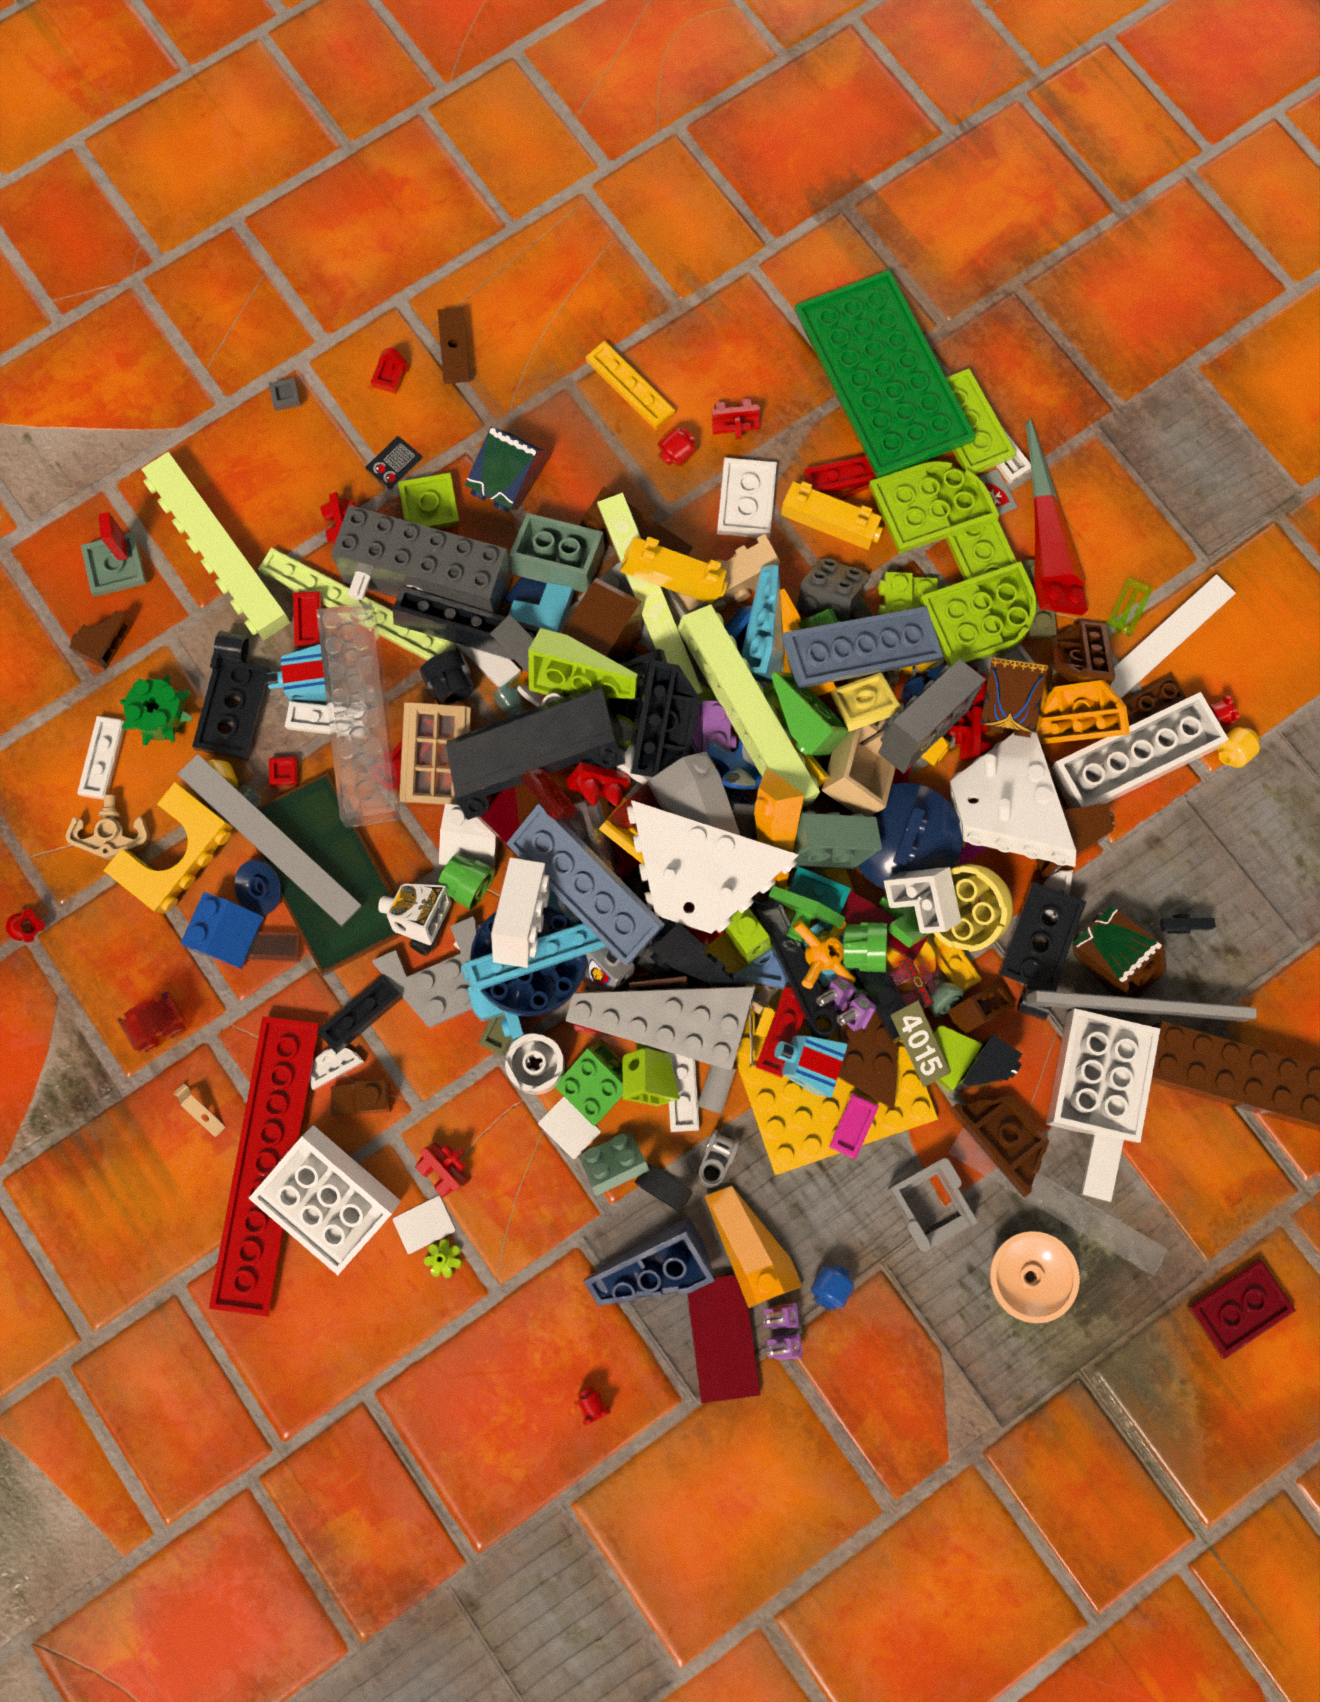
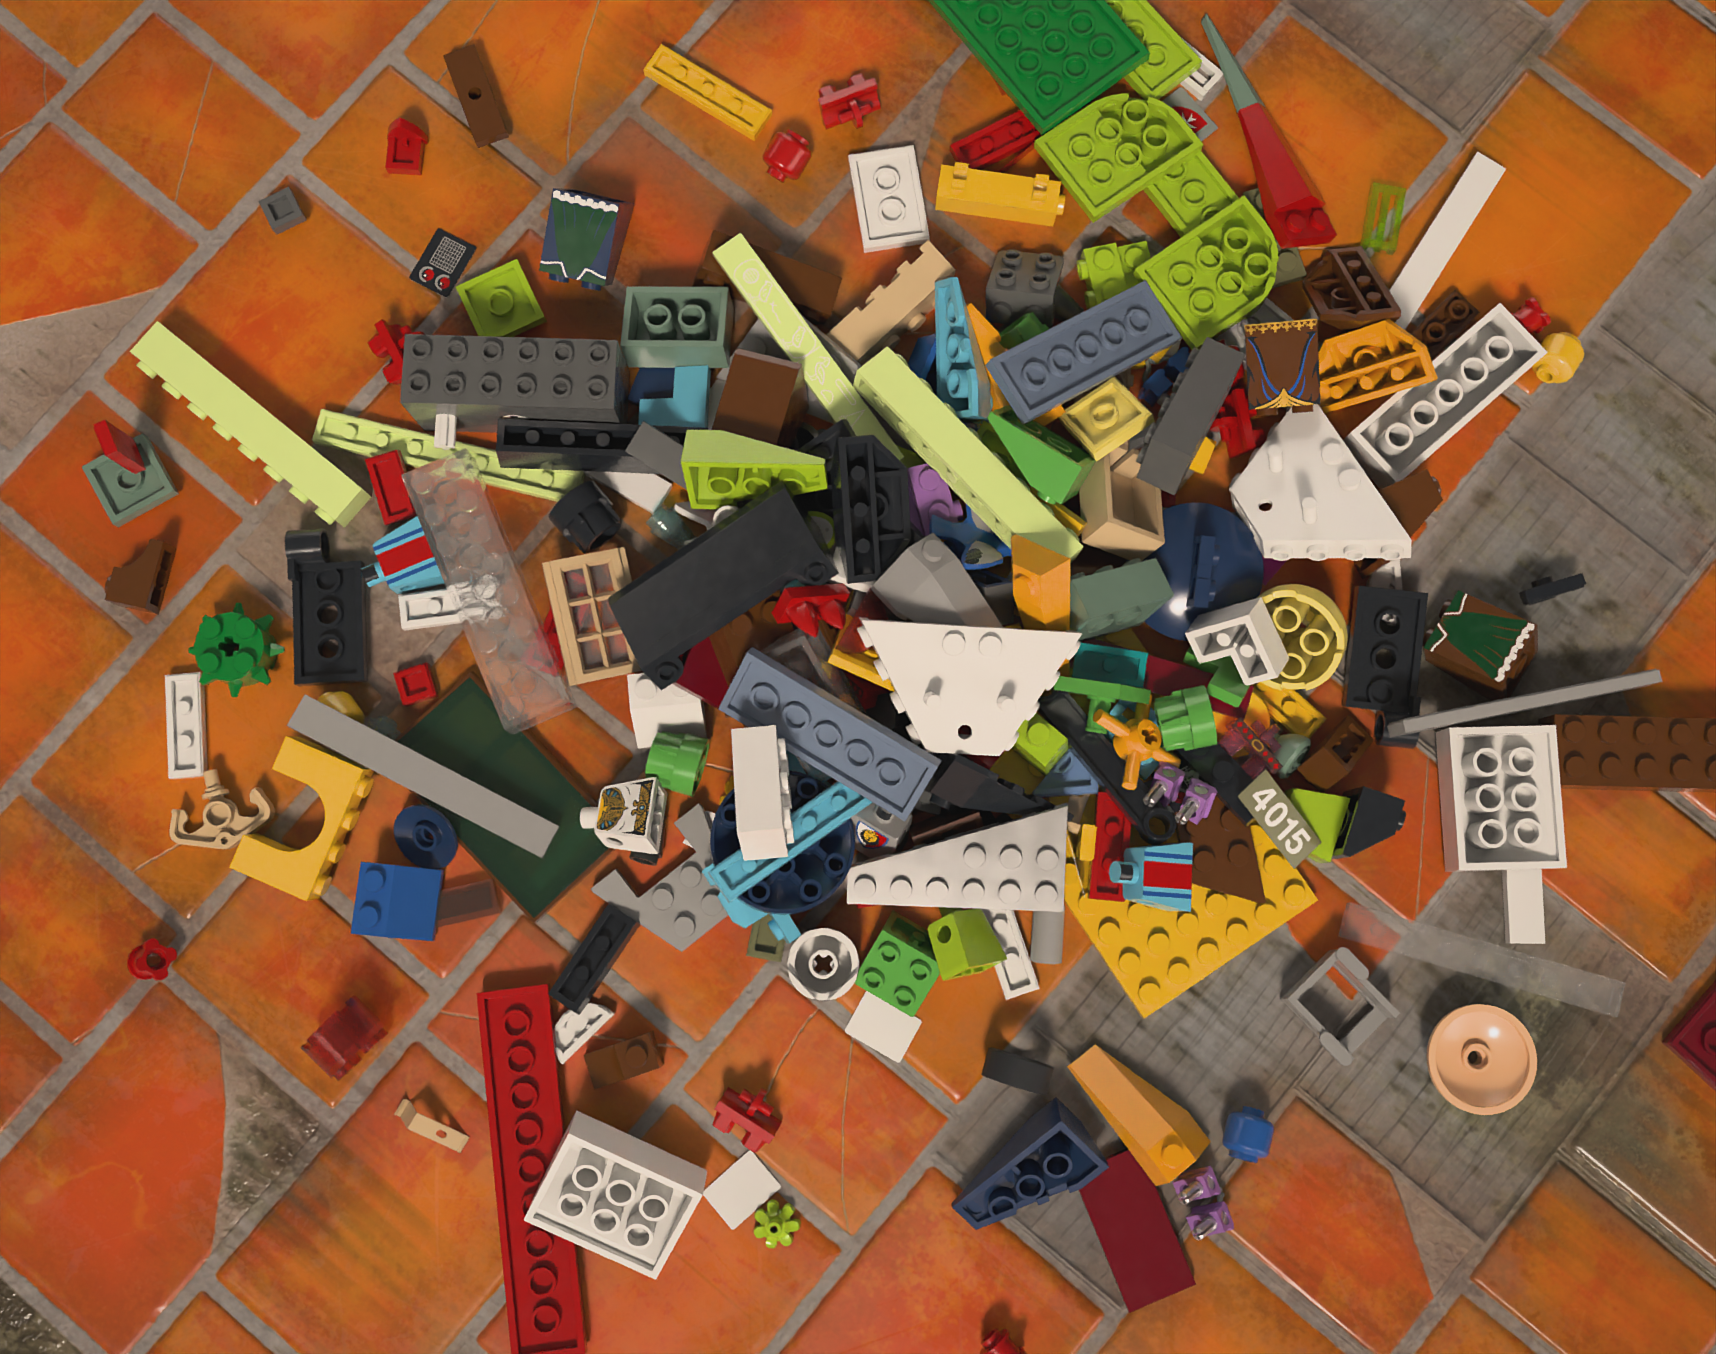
camera: 15 degrees left, 5 degrees up
(549, 794) = (757, 638): clear red plate -> none
(613, 1163) = (950, 1058): sand green plate -> none
(674, 570) = (830, 314): yellow brick -> none
(718, 1157) = (1071, 1015): light grey piece -> none
(853, 1126) = (1223, 937): dark pink tile -> none
(1006, 1137) = (1406, 902): reddish brown wing -> none

